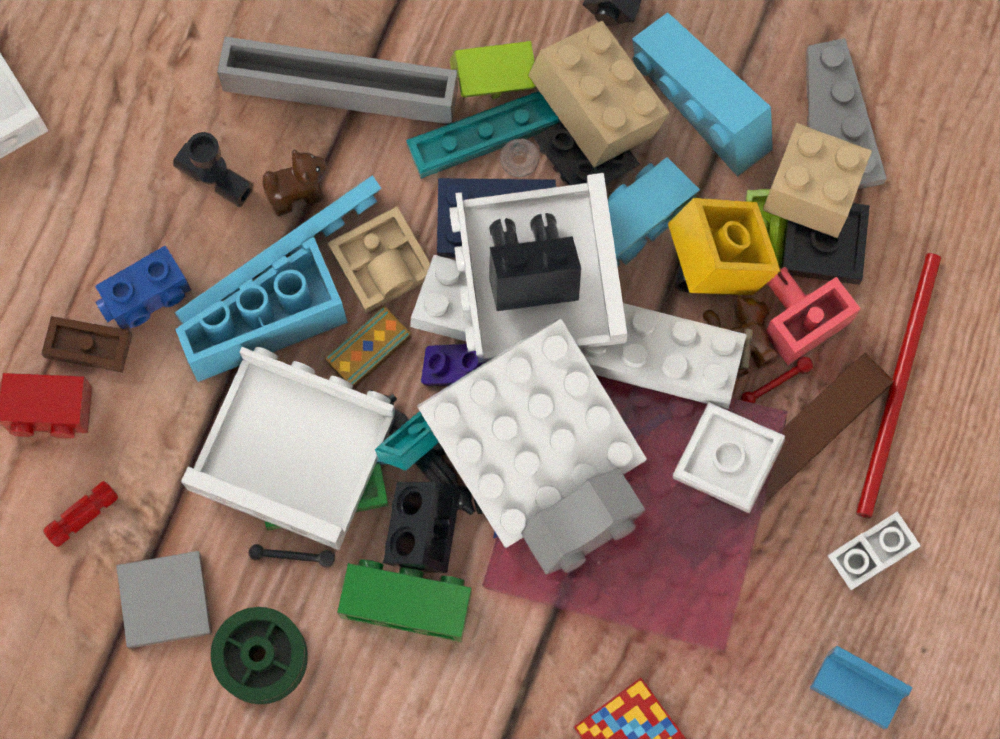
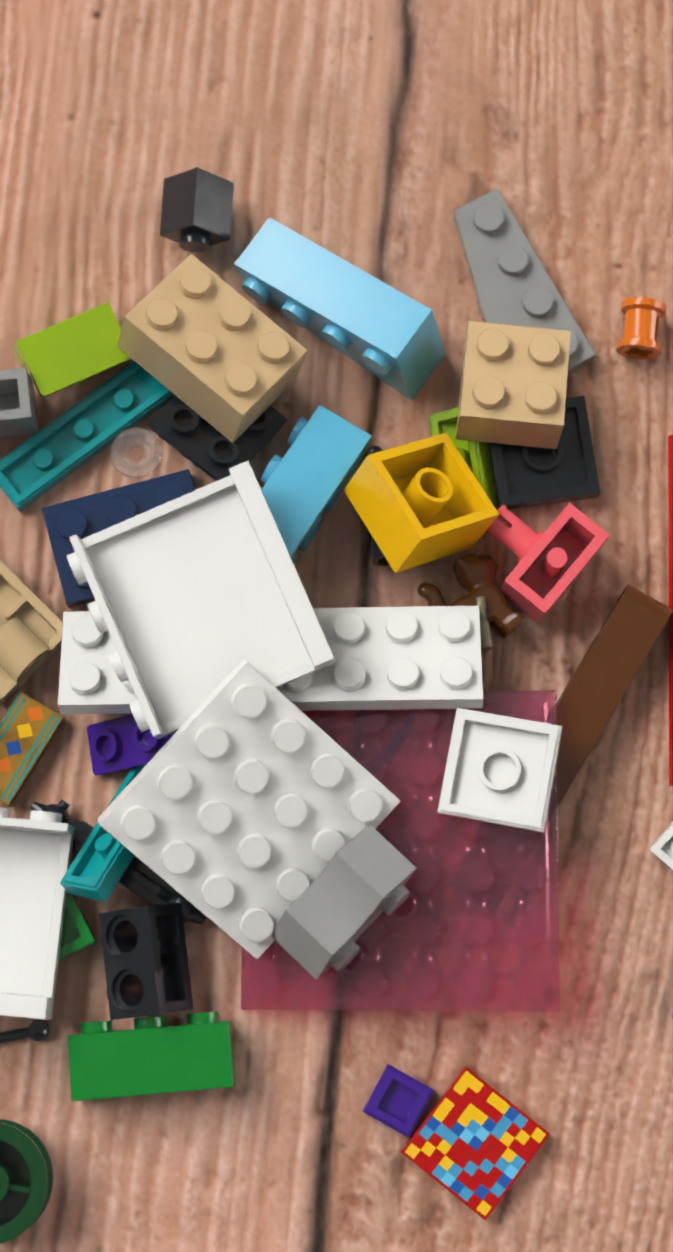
camera: 20 degrees left, 5 degrees up
(532, 271) = (195, 611): black brick -> none
(582, 689) = (398, 1100): none -> dark purple tile
(803, 366) = (556, 619): red hinge -> none
(927, 168) = (641, 328): none -> orange bush

